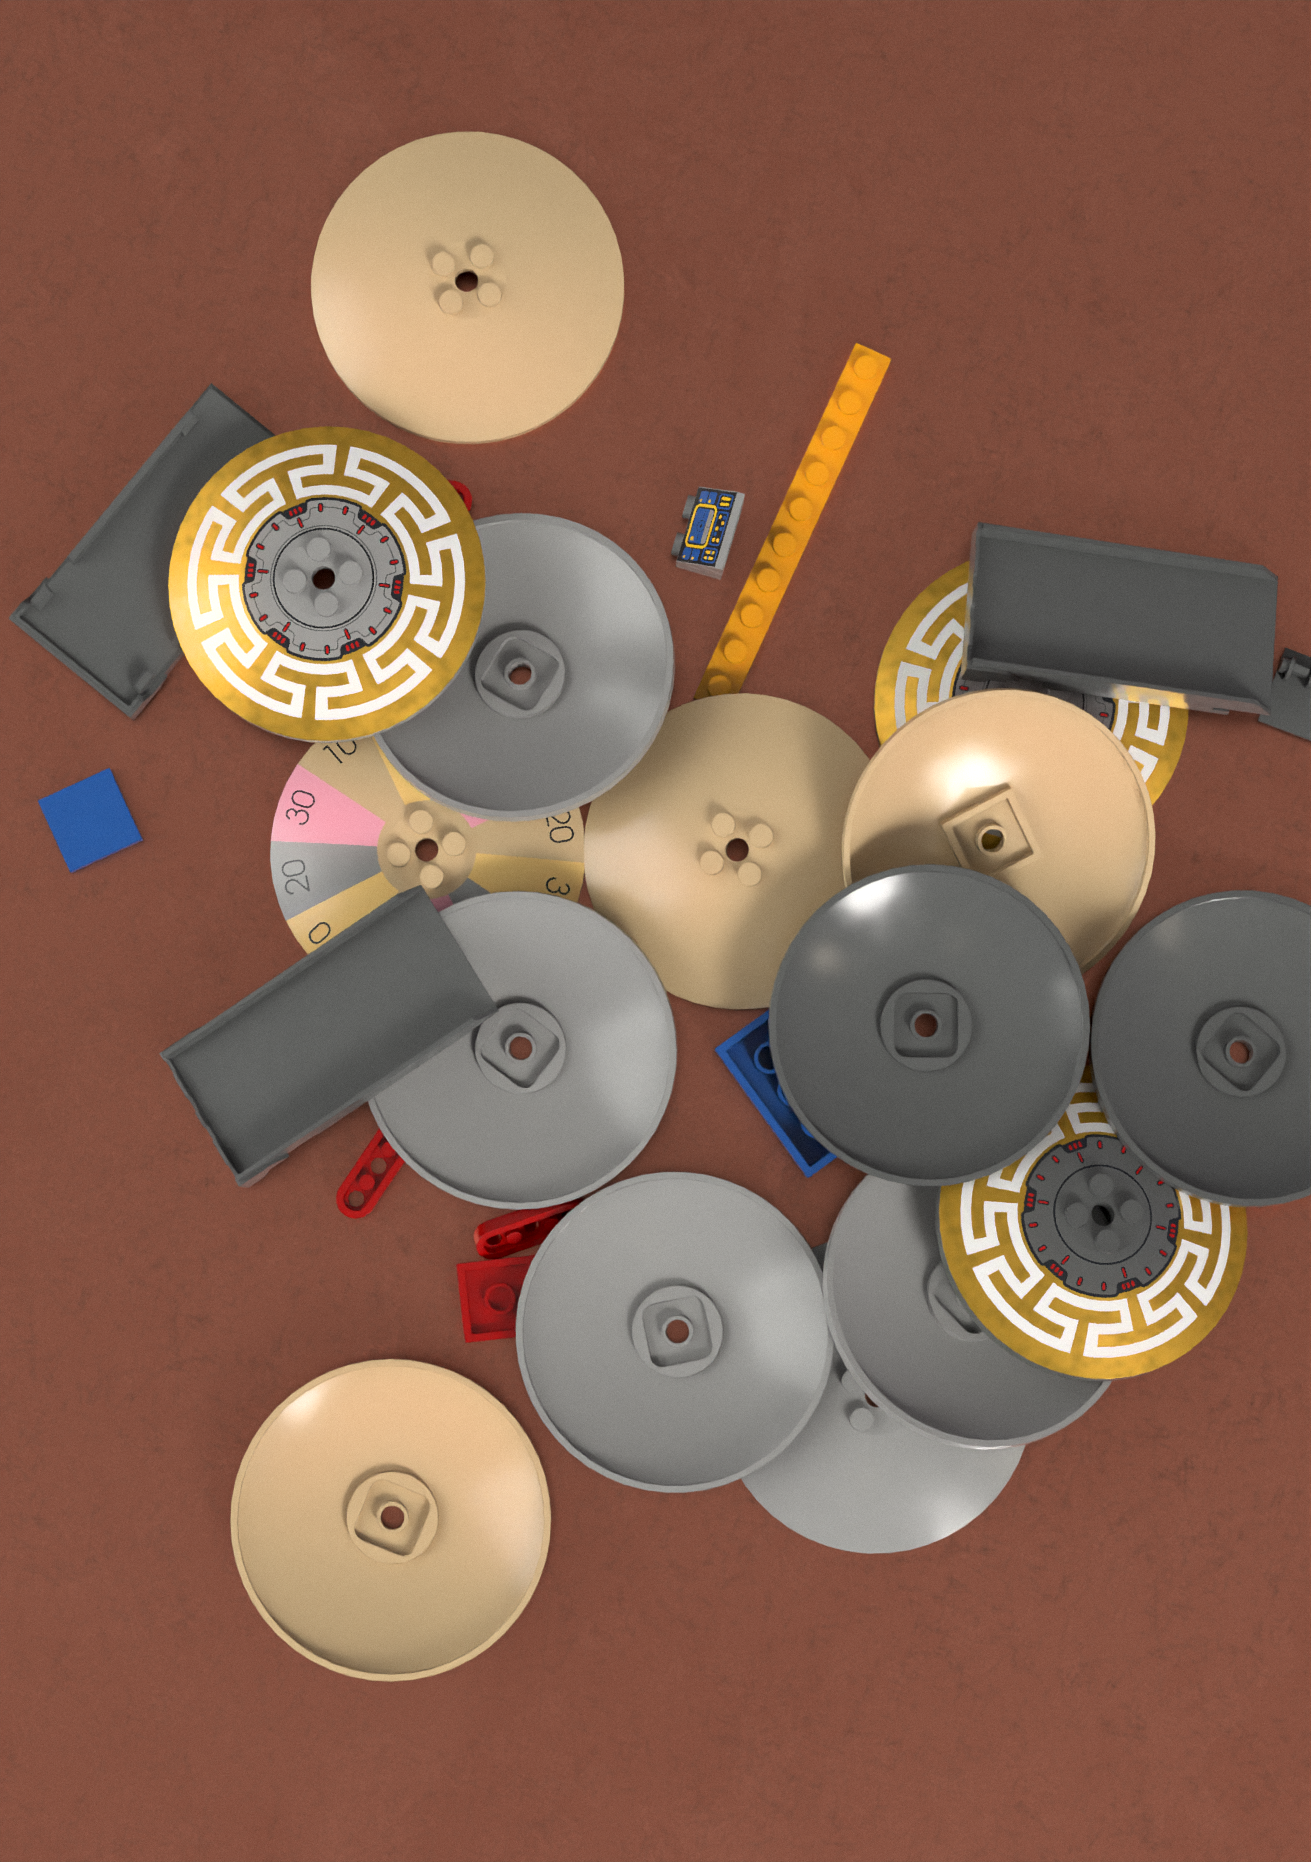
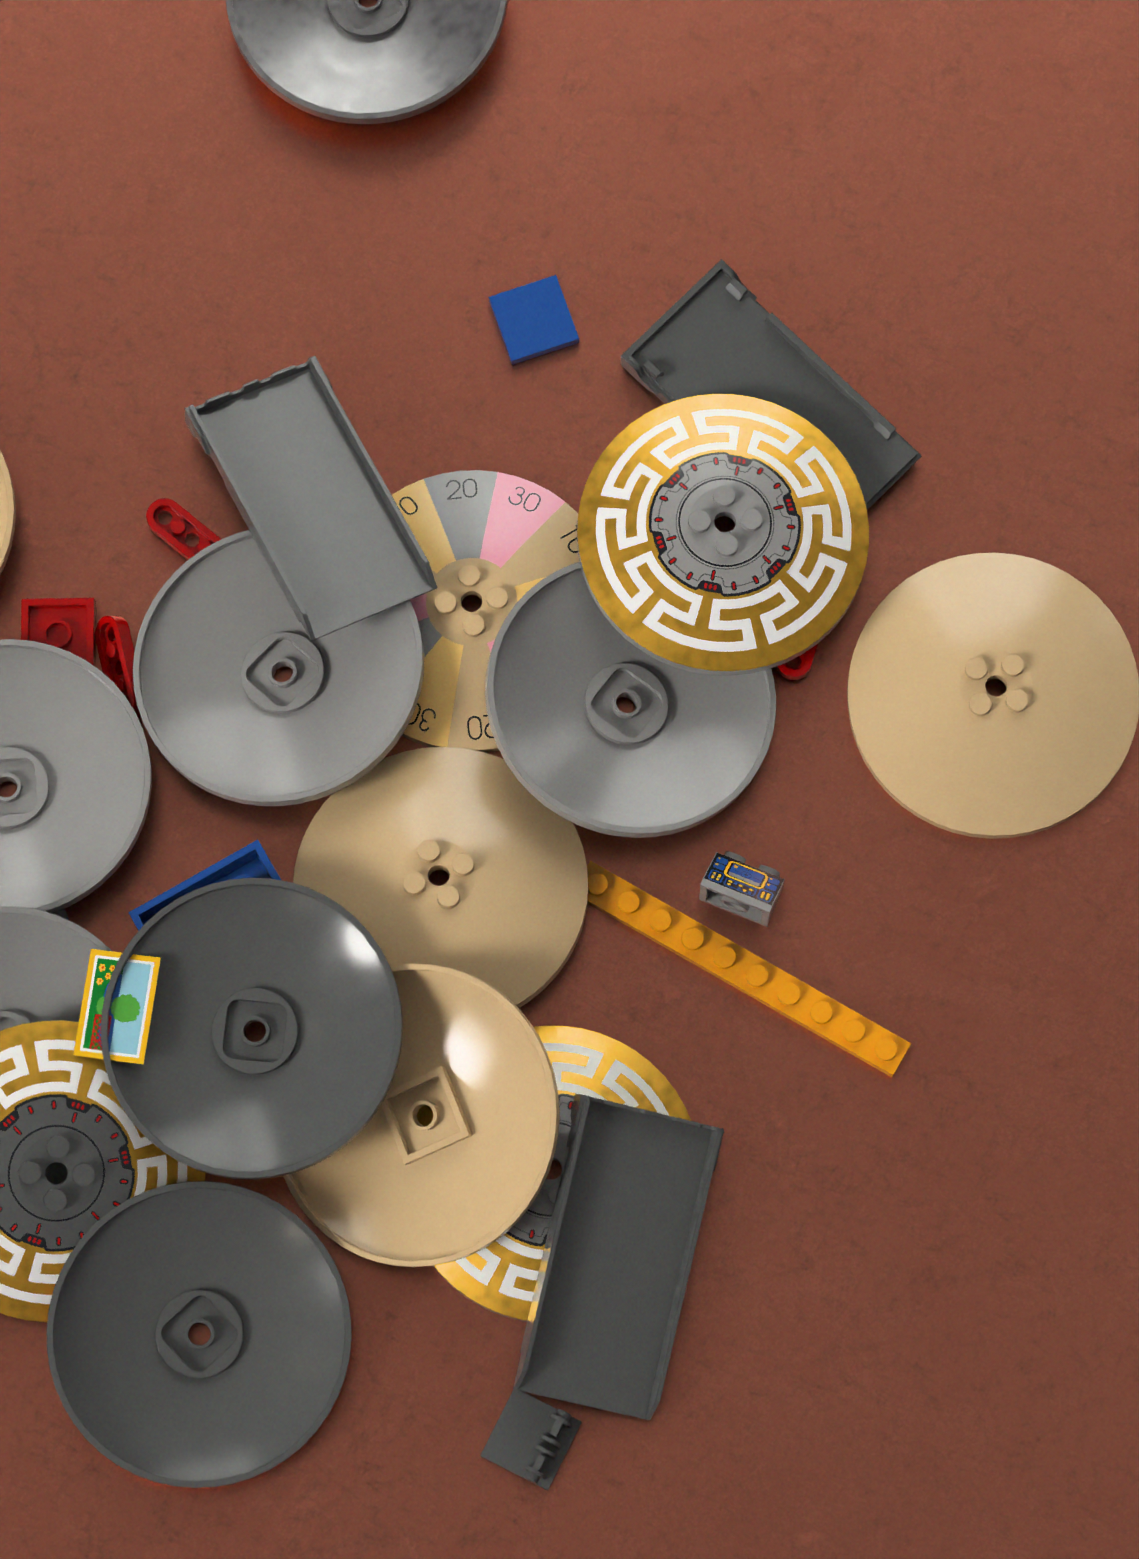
camera: 105 degrees right, 10 degrees down
(921, 1158) = (129, 1008): none -> sticker

